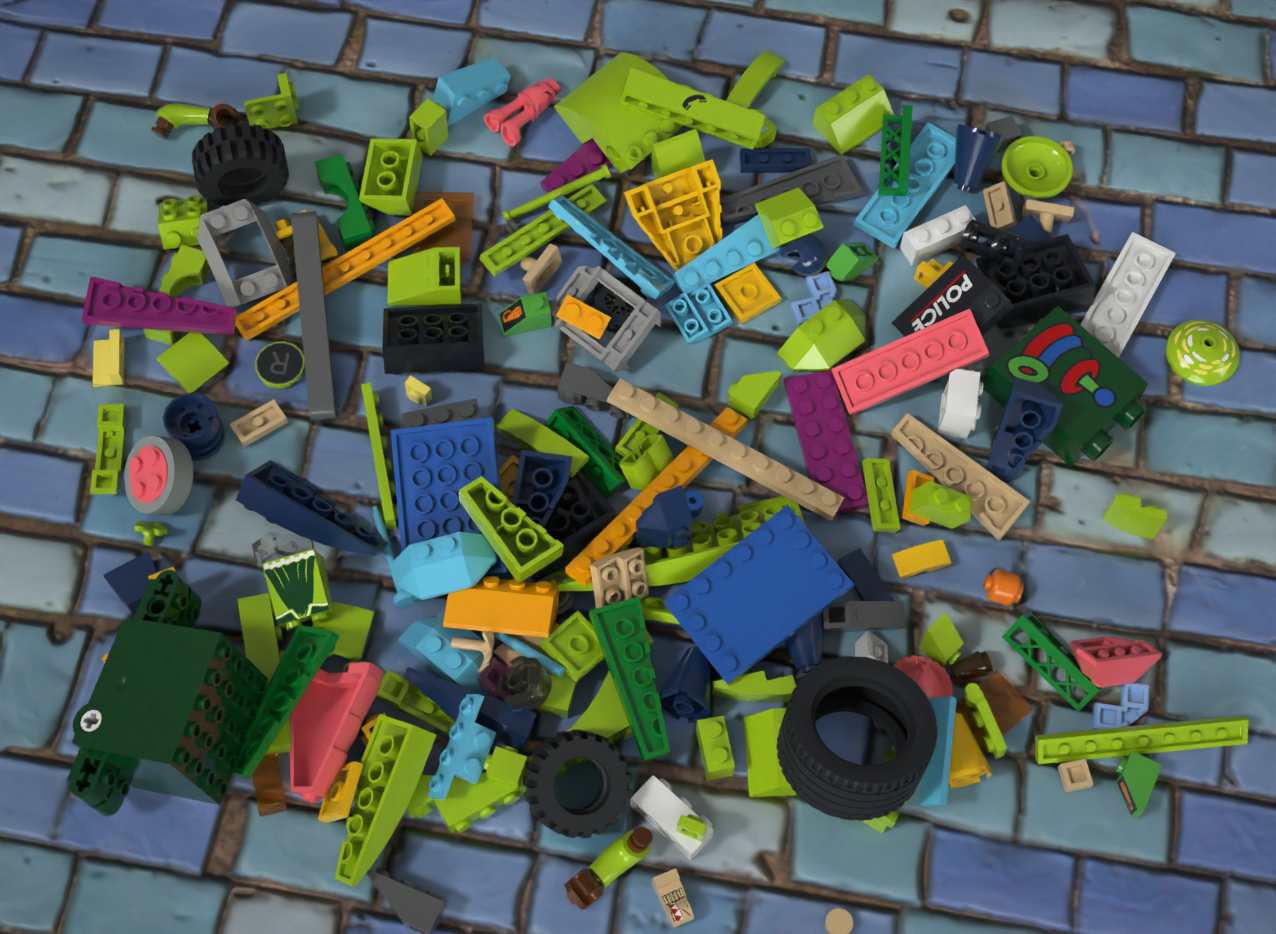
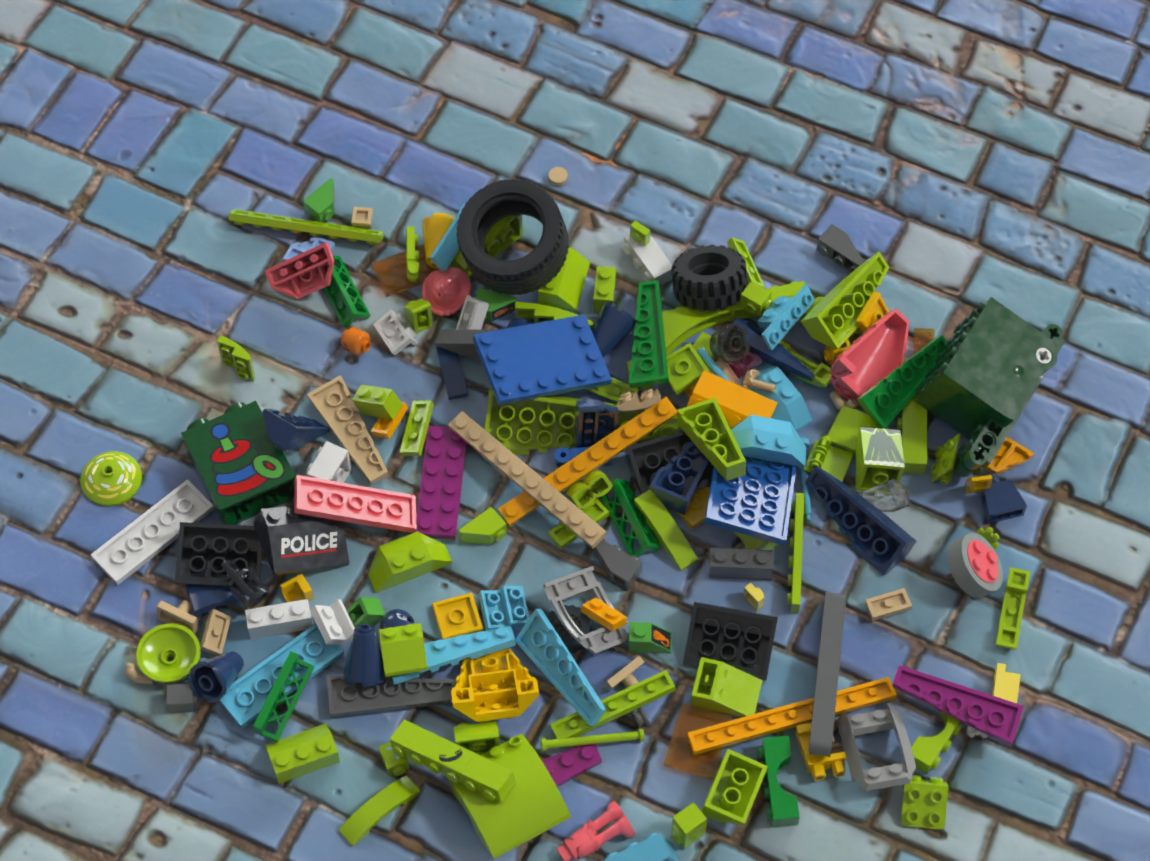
camera: 160 degrees left, 5 degrees down
(192, 361) = (936, 662): lime slope -> none
(196, 424) = (944, 593): dark blue wheel -> none
(215, 610) = (945, 461): none -> lime hinge
(240, 165) = (867, 810): black tyre -> none
(280, 365) = (862, 651): black tile -> none
(365, 582) = (829, 458): none -> lime hinge
(537, 844) = (752, 273): none -> lime plate
(609, 865) = (718, 230): piece -> none
(673, 898) = (663, 213): tan leg -> none
(774, 160) = (375, 728): dark blue tile -> none
(822, 292) = (406, 591): light blue tile -> none
(827, 197) = (364, 658): none -> dark blue cone
(878, 238) = (333, 622): none -> white bracket
(922, 558) = (404, 377): yellow slope -> none
(964, 615) = (395, 331): none -> white bracket
(972, 666) = (400, 298): dark brown cone -> none

